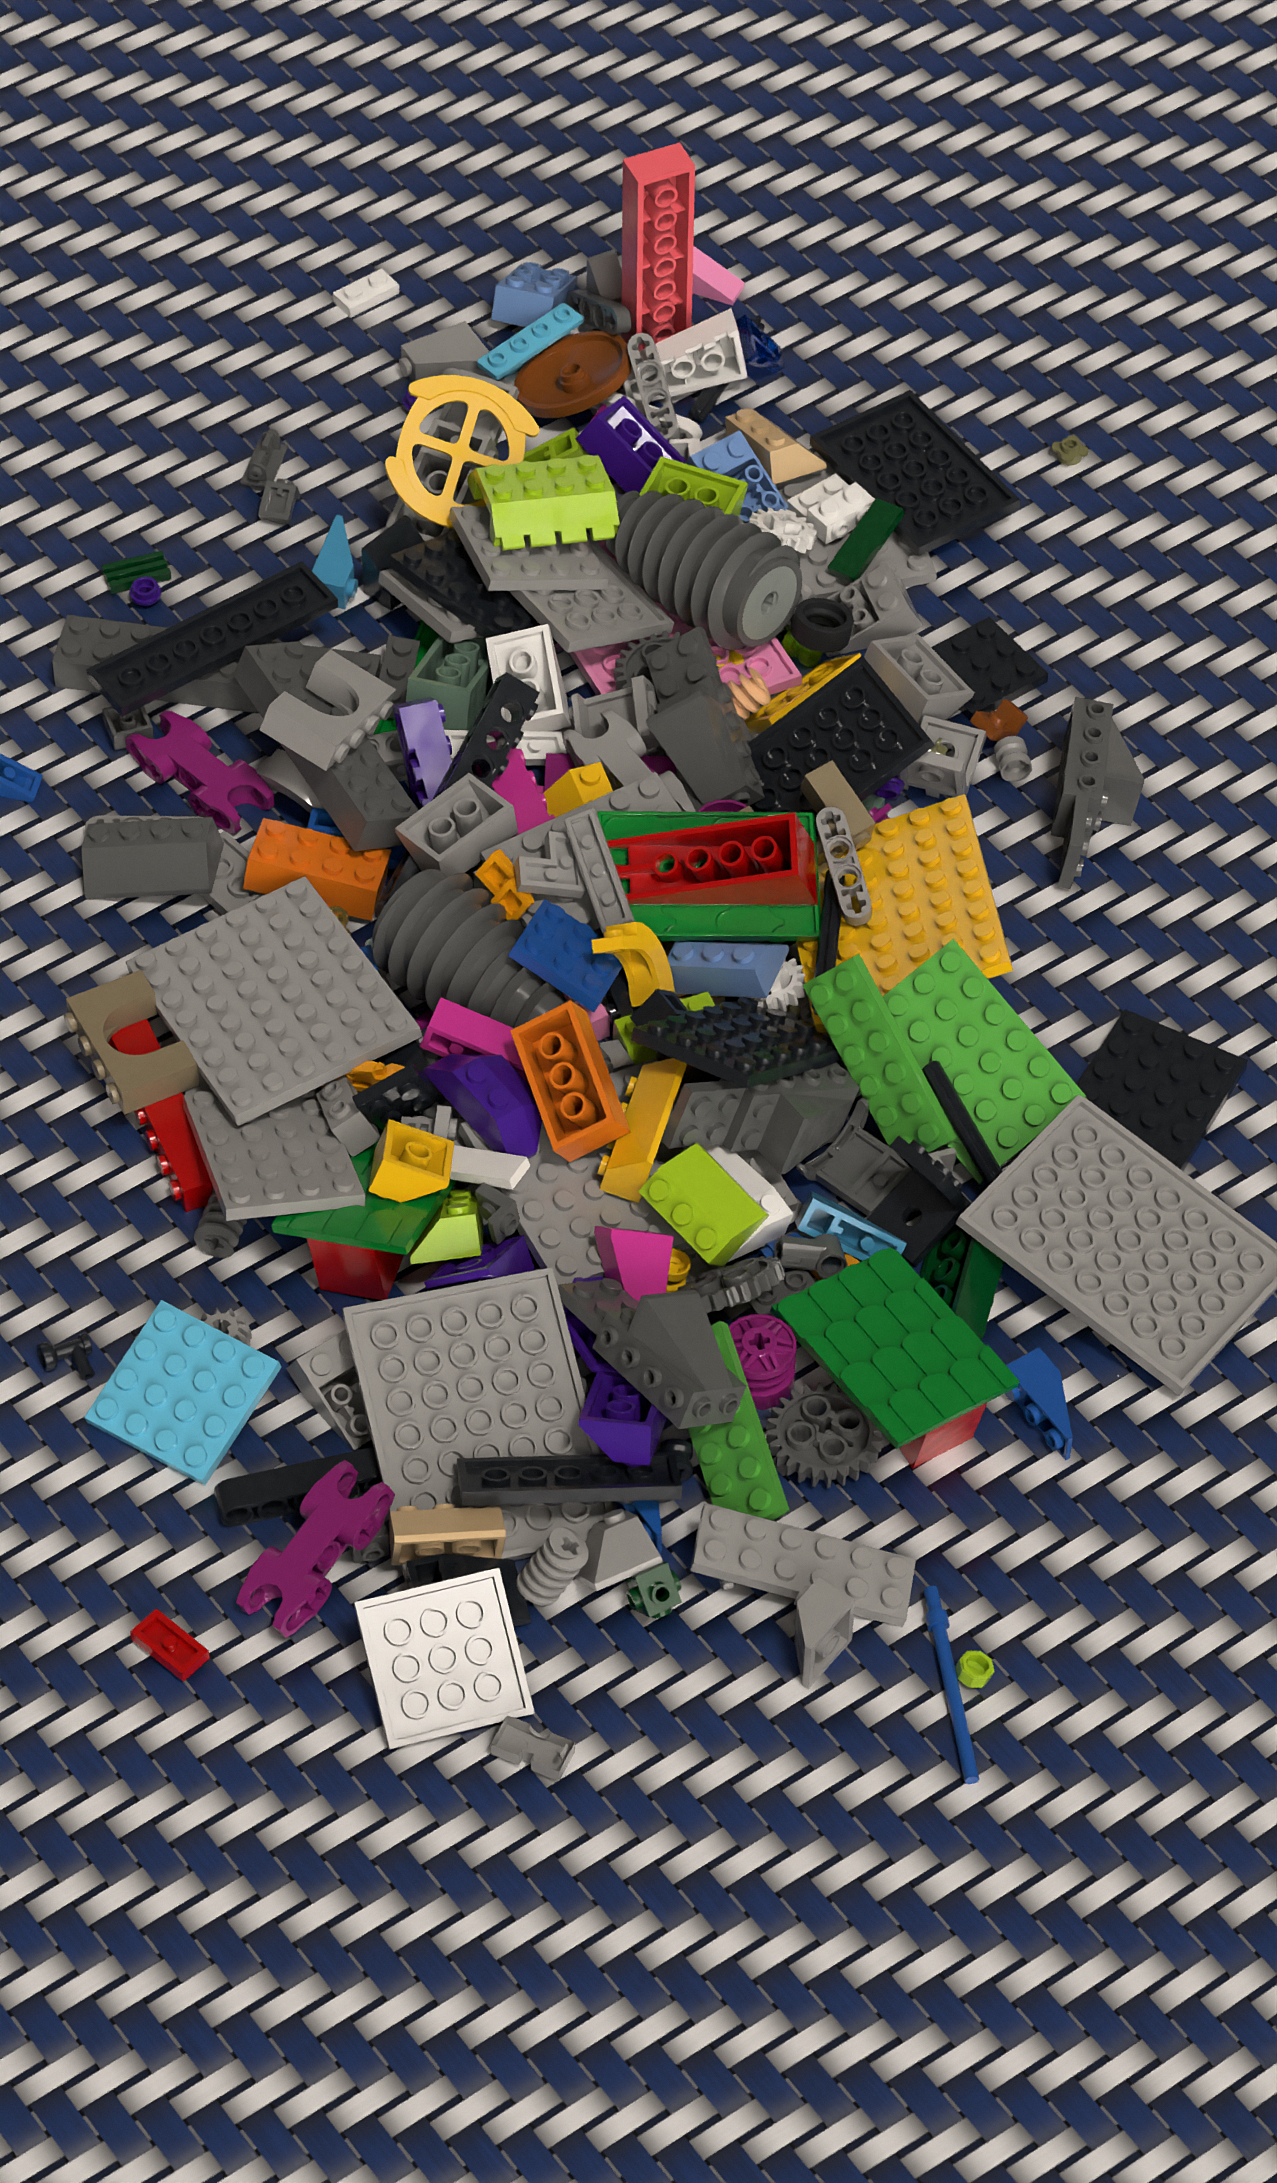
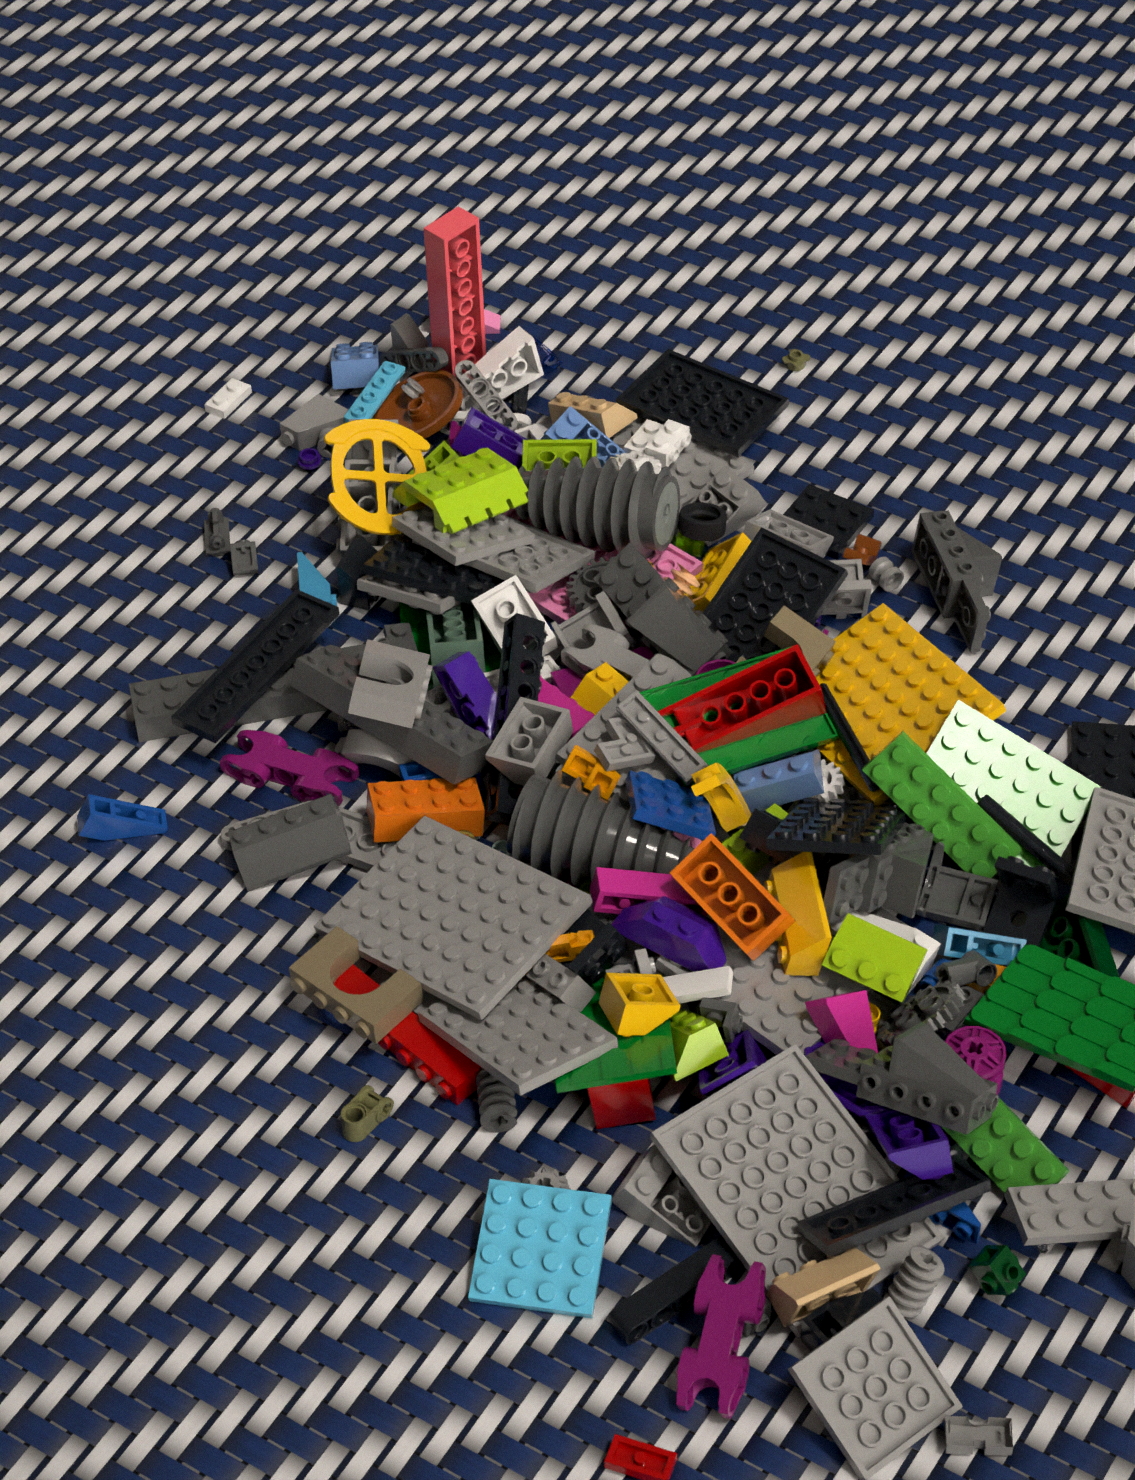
camera: 20 degrees left, 5 degrees down
(77, 1349) = (412, 1256): black piece -> none
(78, 1186) = (364, 1114): none -> olive piece
(121, 727) = (210, 754): dark grey piece -> none
(135, 568) = (158, 639): dark green tile -> none
(145, 591) = (174, 651): dark purple plate -> none
(577, 348) = (412, 388): none -> light grey bush
(617, 1550) = (961, 1249): light grey slope -> none
(822, 1436) = (1053, 1103): dark grey gear -> none
(845, 865) = (835, 676): light grey beam -> none
(865, 540) = (697, 457): dark green tile -> none

